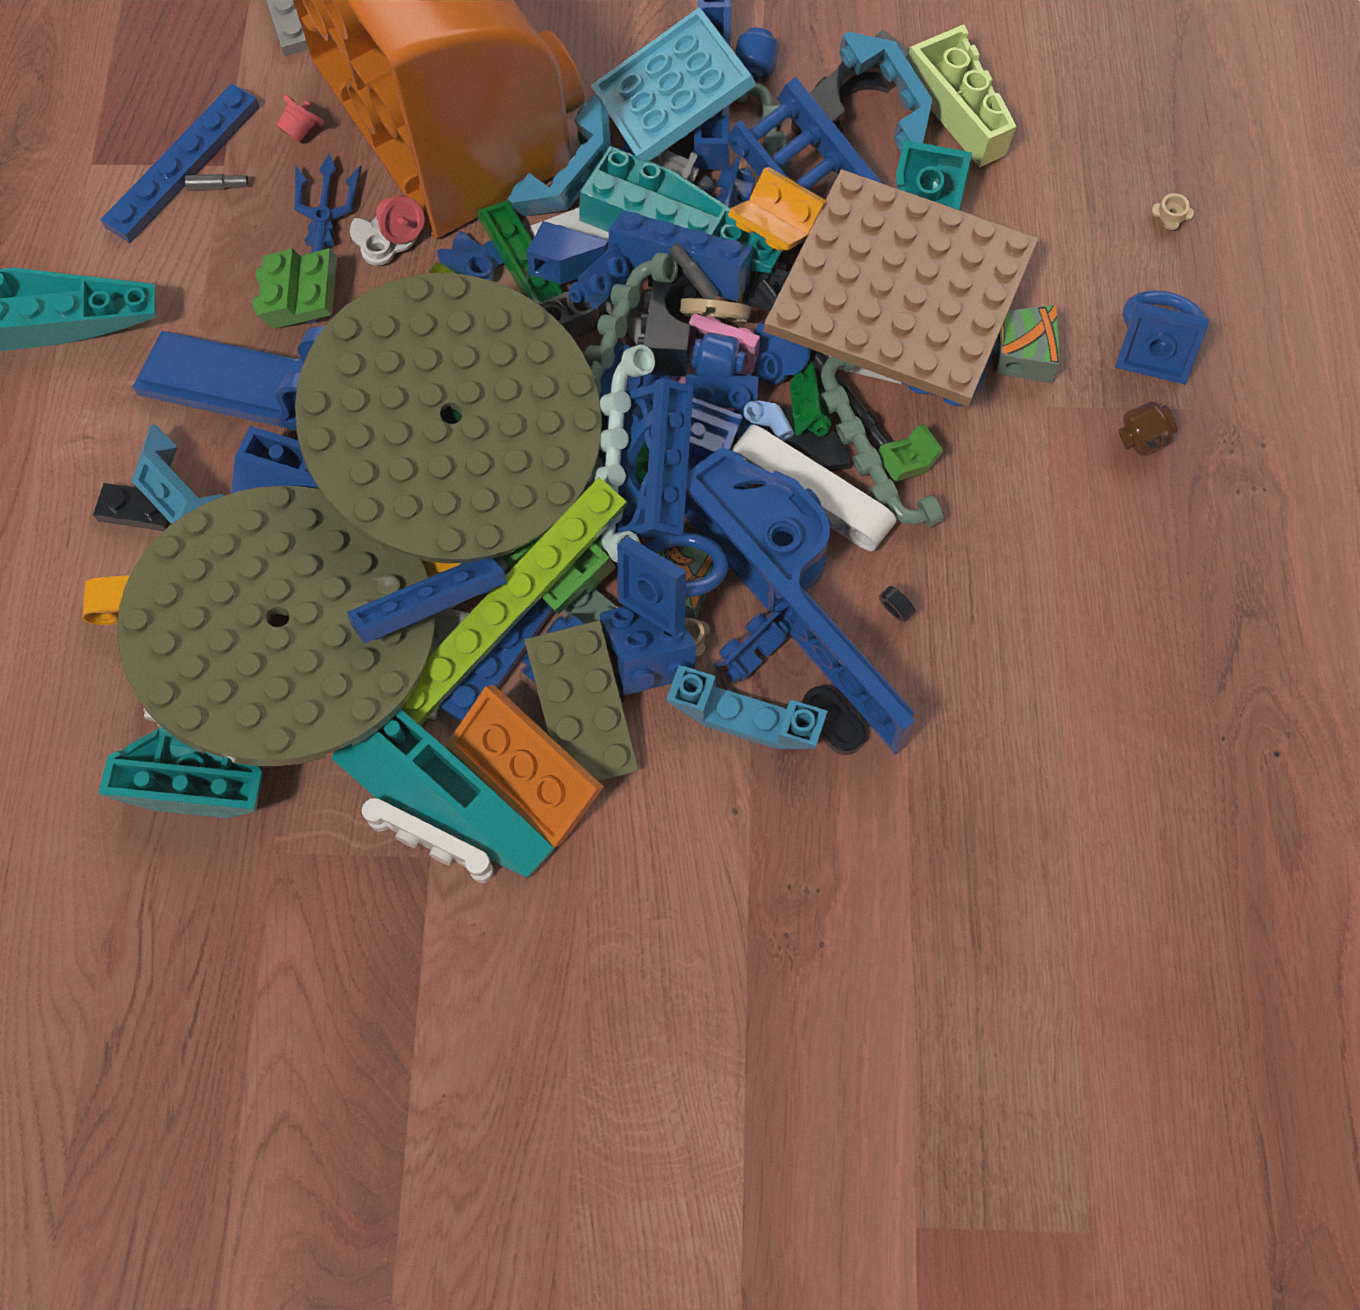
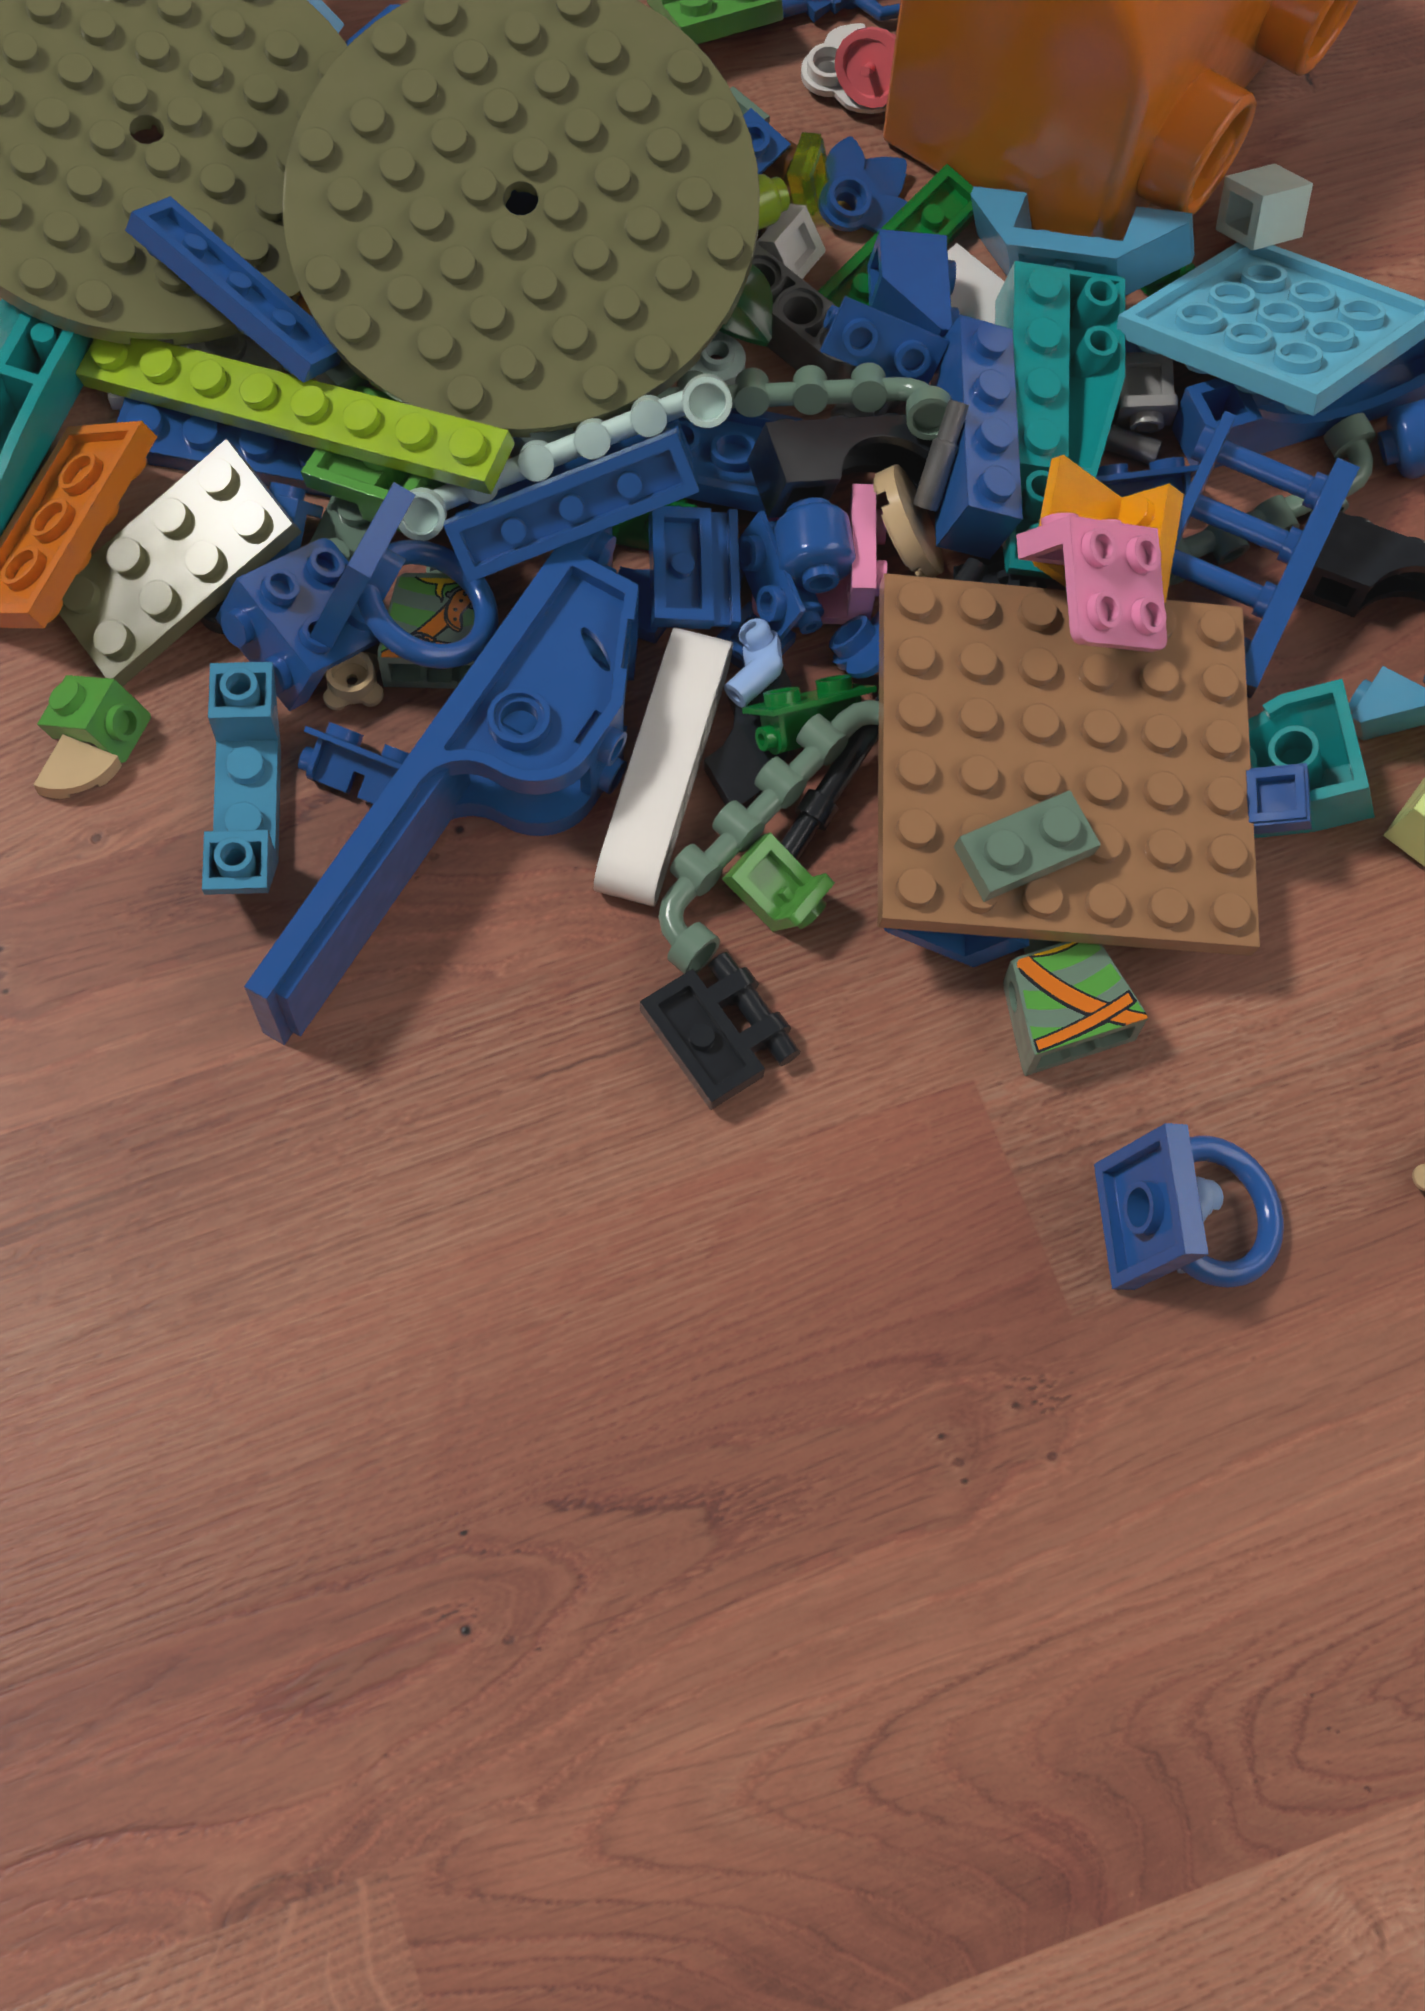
camera: 60 degrees right, 0 degrees up
(588, 64) = (1264, 206): none -> light aqua brick
(657, 785) = (95, 713): none -> bright green bracket
(688, 807) = (75, 768): none -> tan tile
(812, 204) = (1109, 578): none -> bright pink bracket
(841, 728) = (273, 915): black tile -> none
(897, 604) = (508, 948): black tile -> none
(957, 314) = (1026, 845): none -> sand green plate
(958, 194) = (1279, 798): none -> blue tile
(983, 524) = (705, 1040): none -> black plate
(1148, 428) = (986, 1241): reddish brown head -> none

